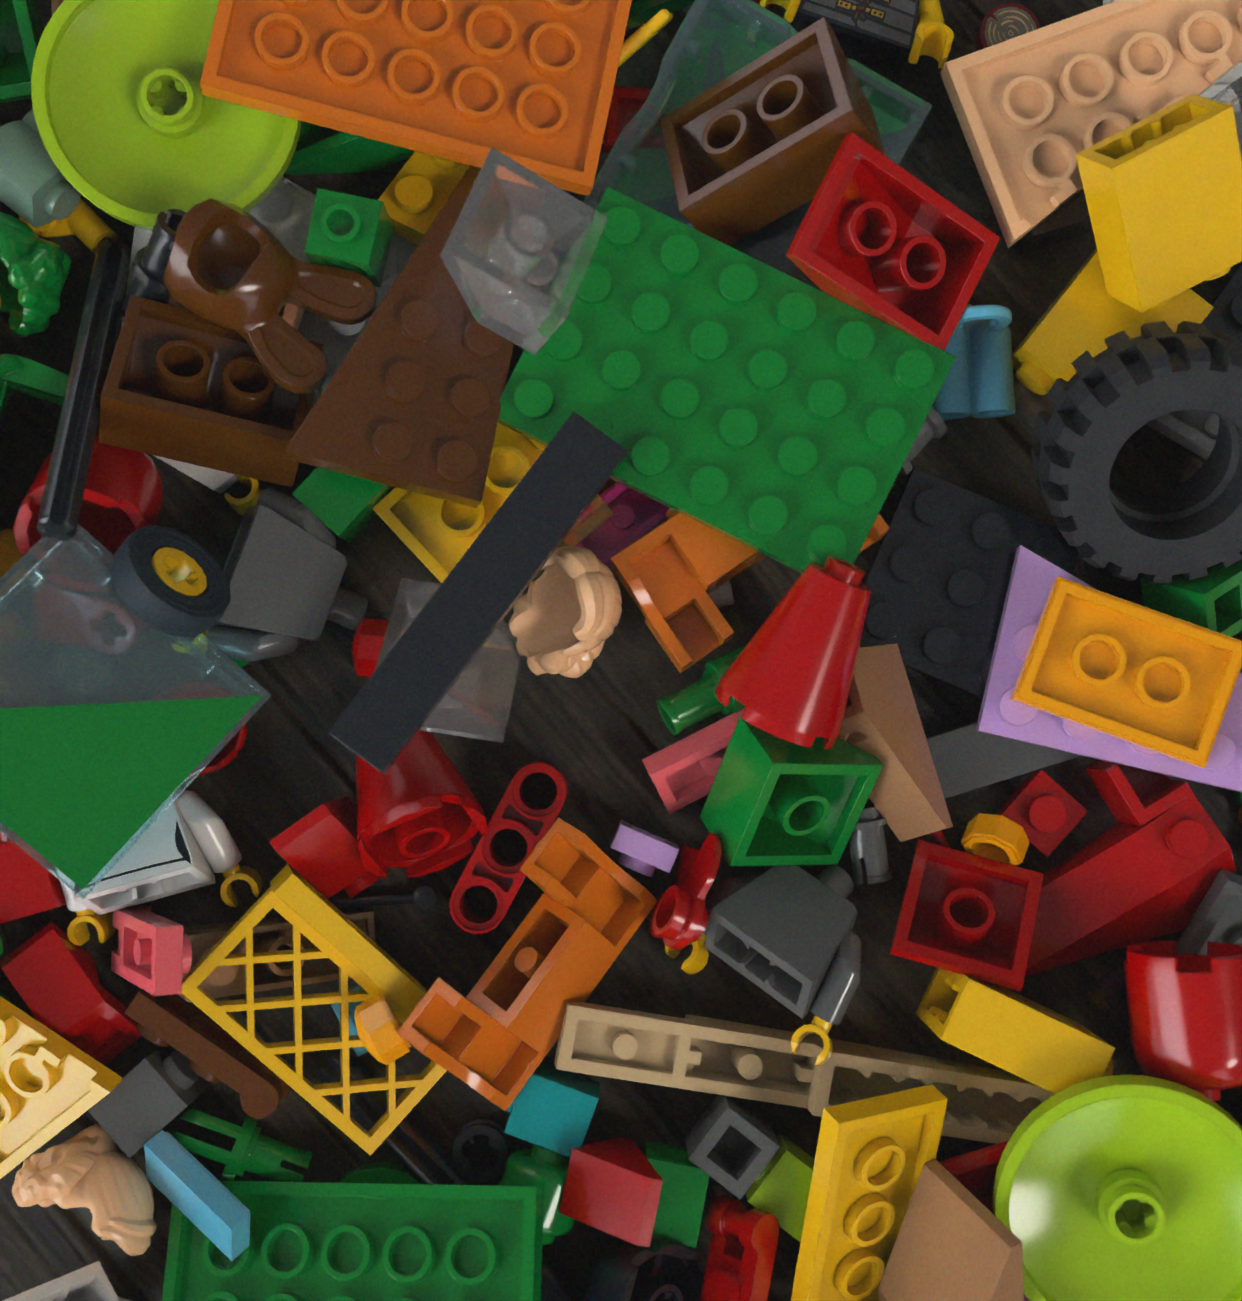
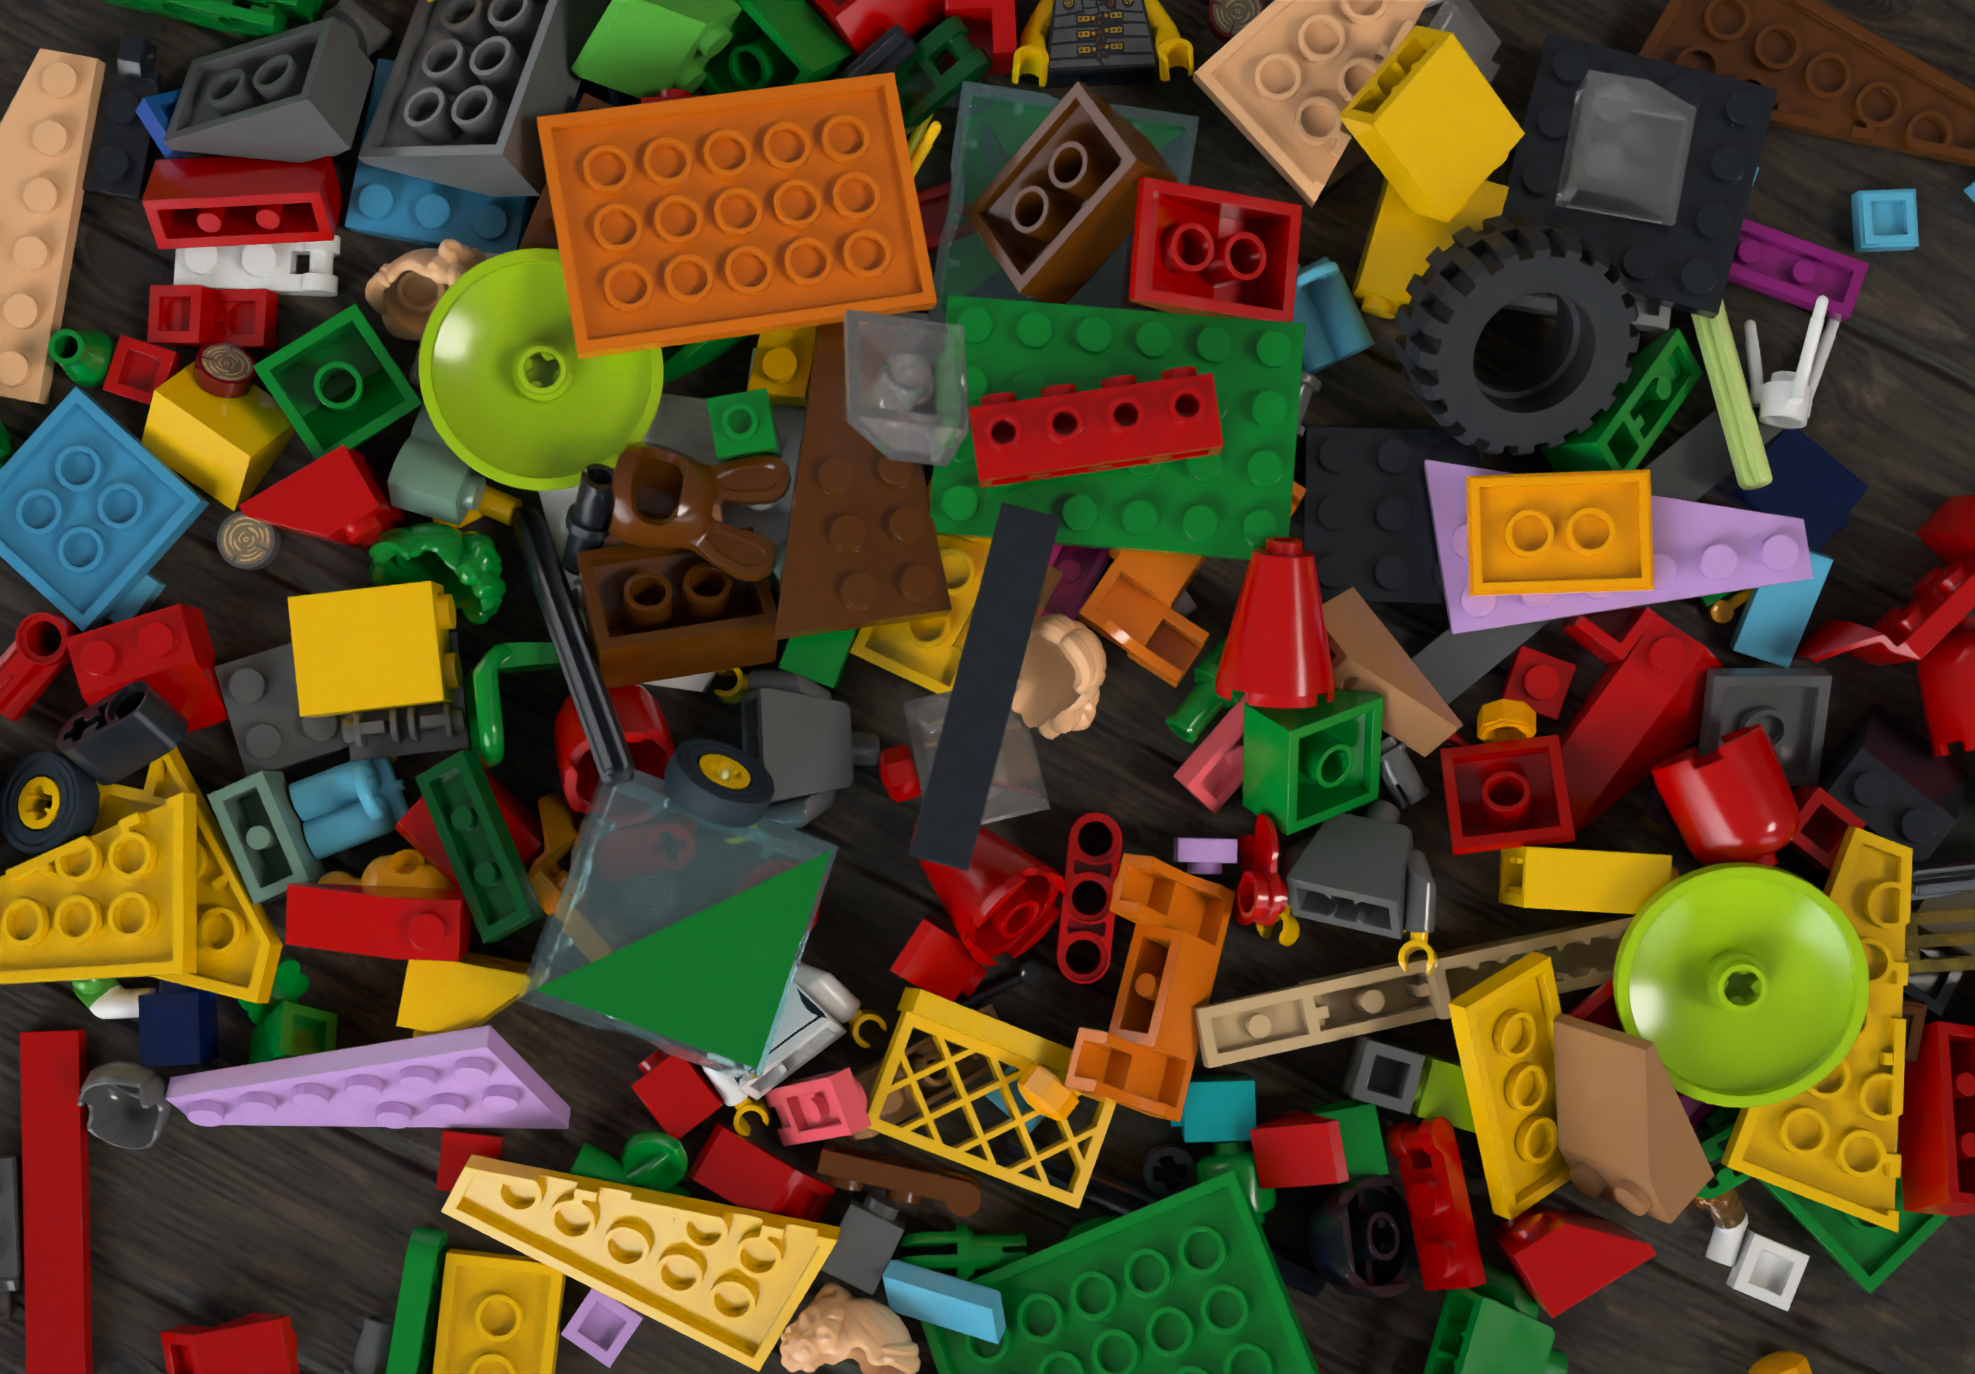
camera: 25 degrees left, 0 degrees up
(698, 373) = (1096, 428): none -> red brick

